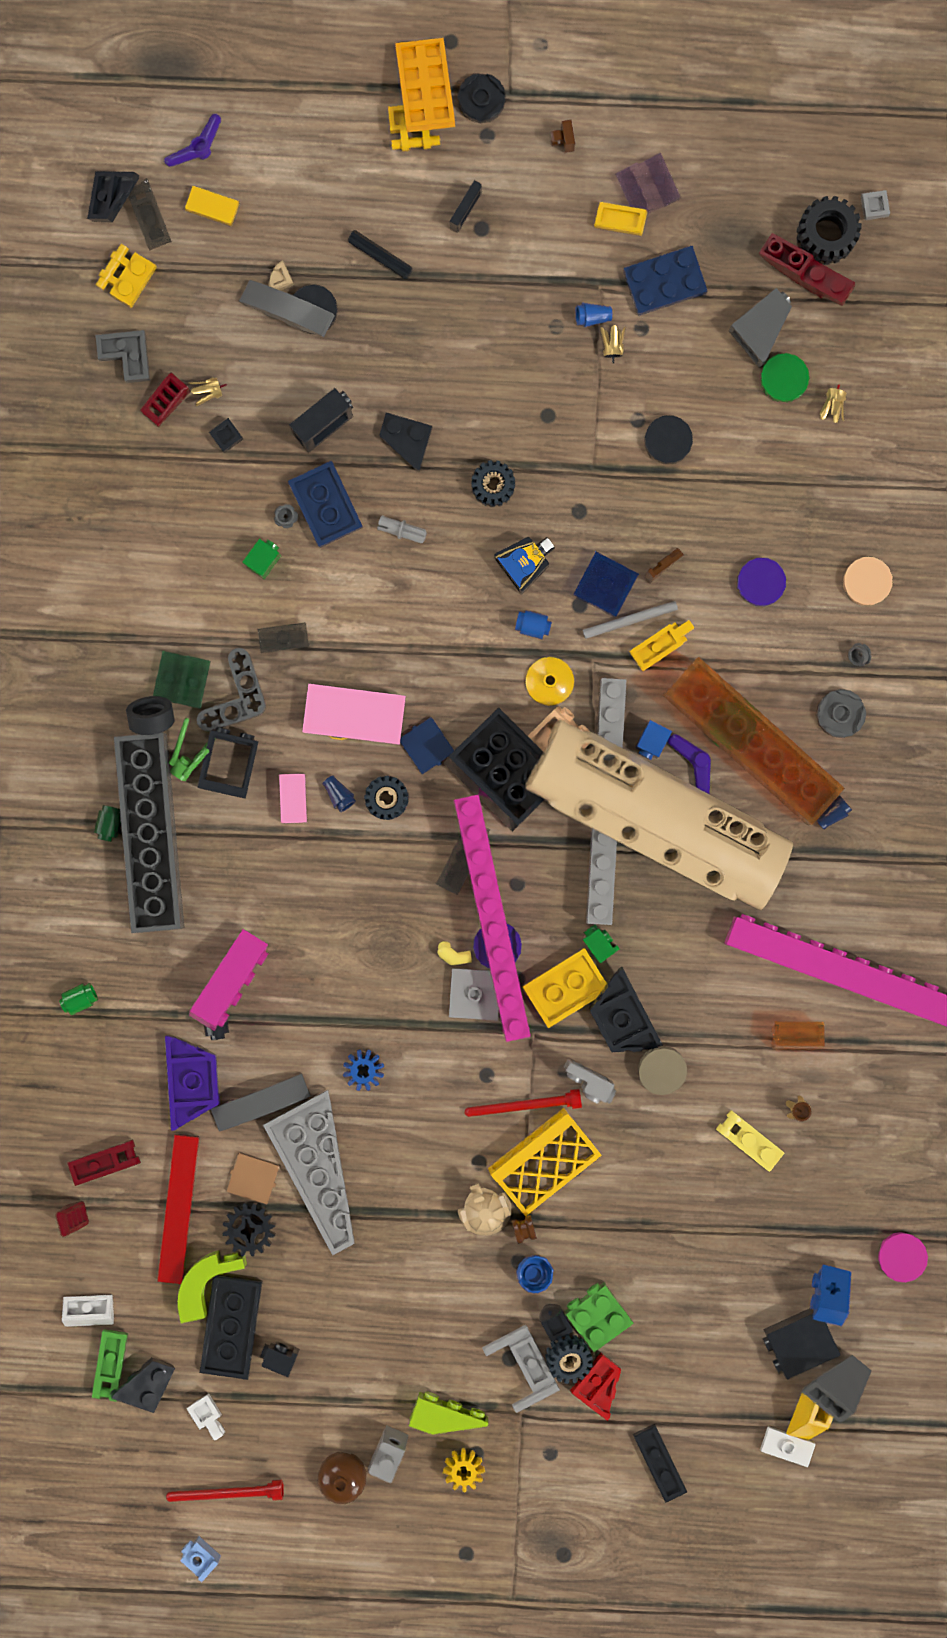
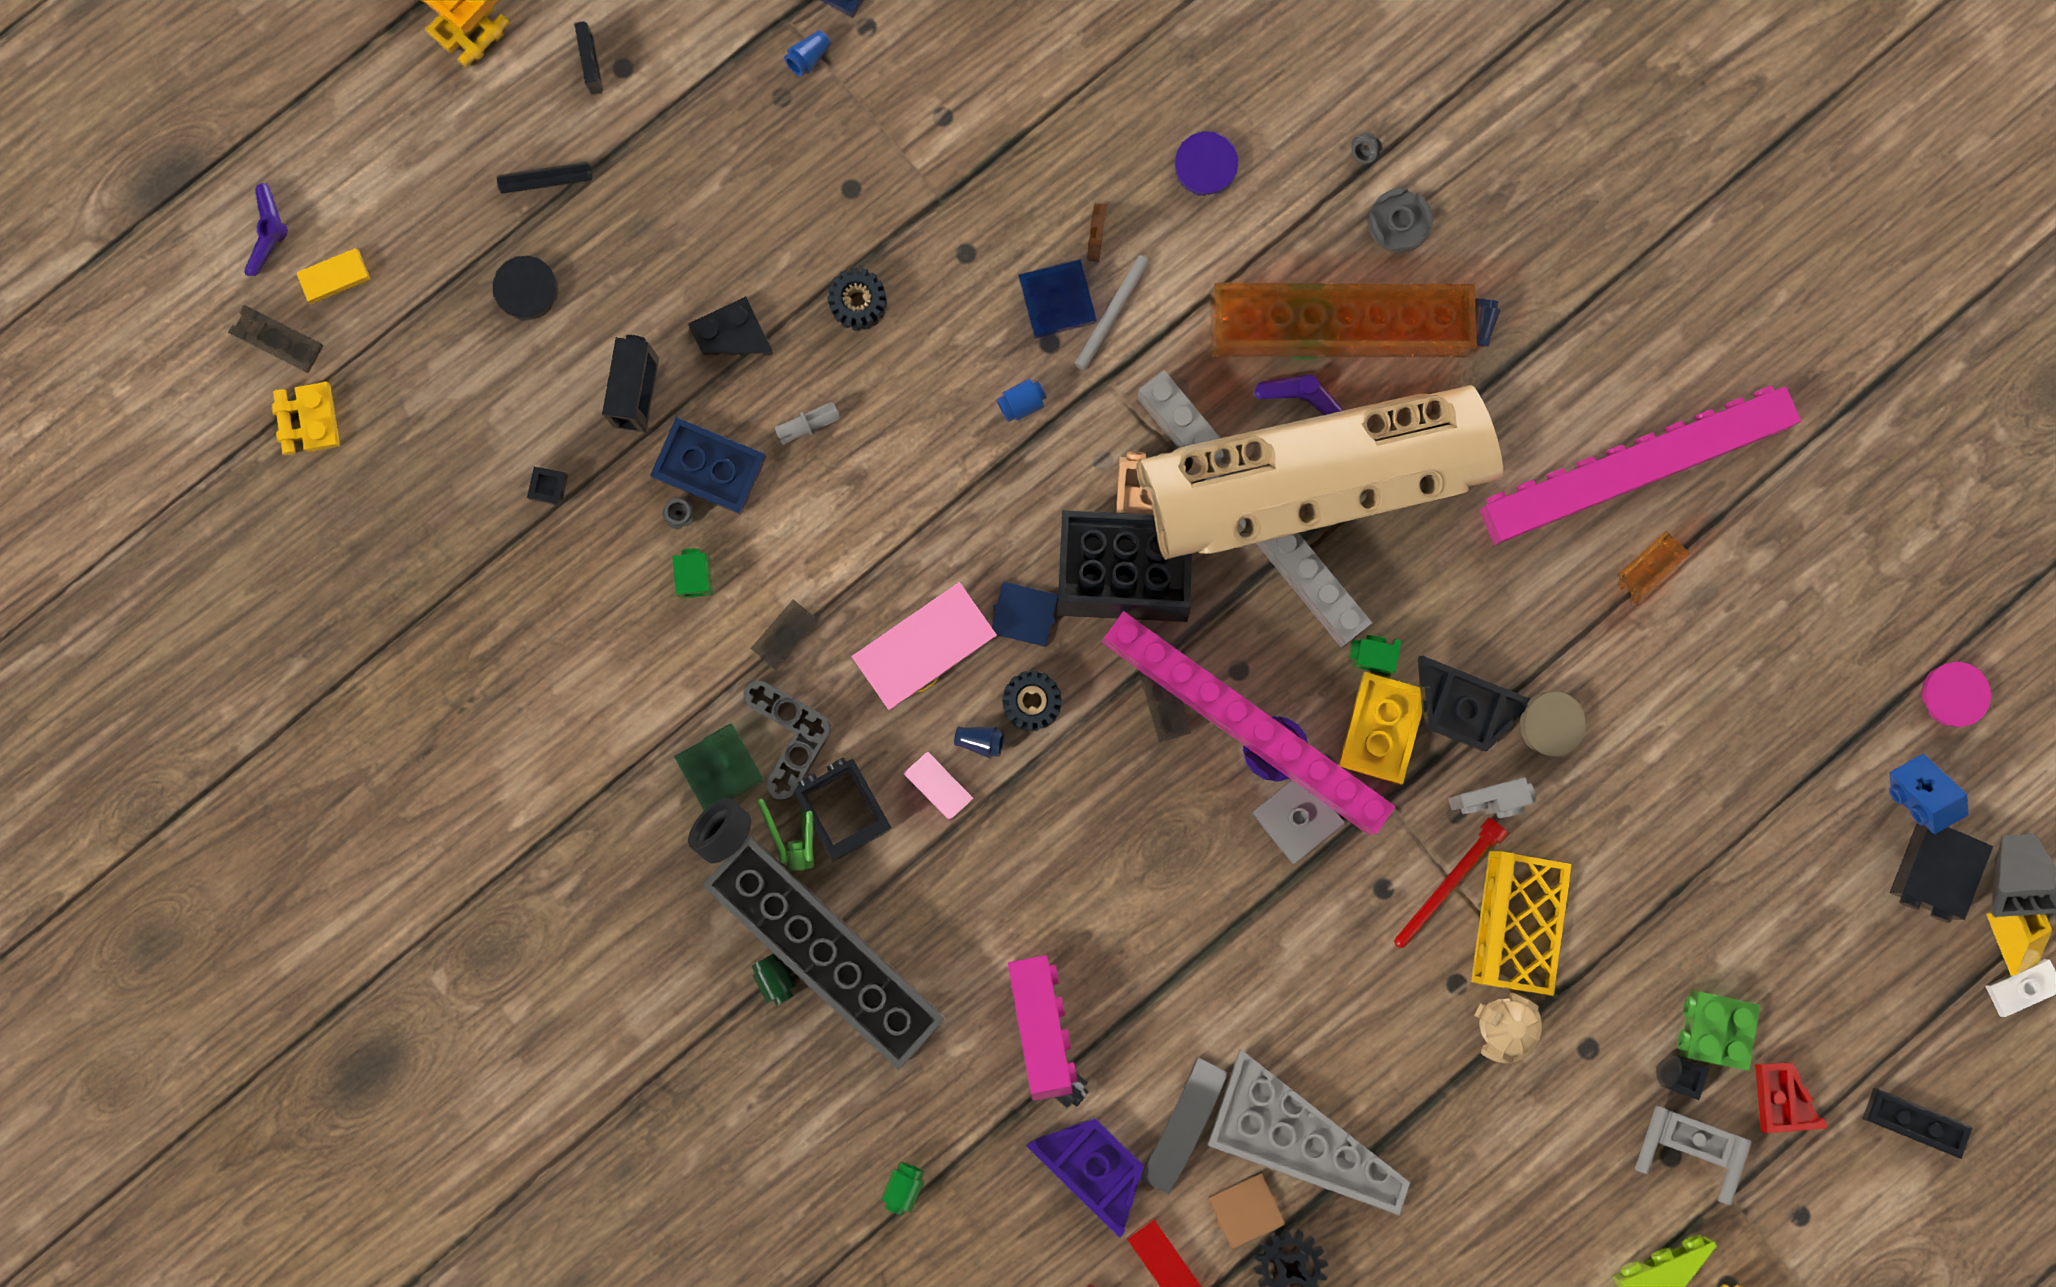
camera: 40 degrees left, 5 degrees down
(109, 194) = (219, 351): black wing -> none
(130, 348) = (373, 485): dark grey plate -> none
(171, 405) = (466, 493): dark red slope -> none
(211, 385) = (489, 450): pearl gold piece -> none
(280, 277) = (465, 287): tan tile -> none
(287, 308) = (498, 306): dark grey slope -> none
(355, 1069) = (1250, 1004): blue gear -> none
(451, 956) = (1240, 800): light yellow arm -> none
(524, 561) = (957, 347): torso -> none
(524, 1229) = (1565, 1009): reddish brown wheel -> none
(534, 1274) = (1617, 1045): blue hair -> none
(545, 693) = (1088, 458): yellow dish -> none
(557, 1359) = (1719, 1109): black bush -> none
(614, 346) = (859, 65): pearl gold piece -> none
(653, 740) = (1243, 407): blue brick -> none
(660, 644) = (1164, 309): yellow hinge -> none
(668, 439) = (990, 107): black tile -> none
(751, 1141) = (1703, 715): light yellow plate -> none
(800, 1111) = (1725, 638): reddish brown piece -> none
(867, 581) = (1307, 72): light nougat tile -> none

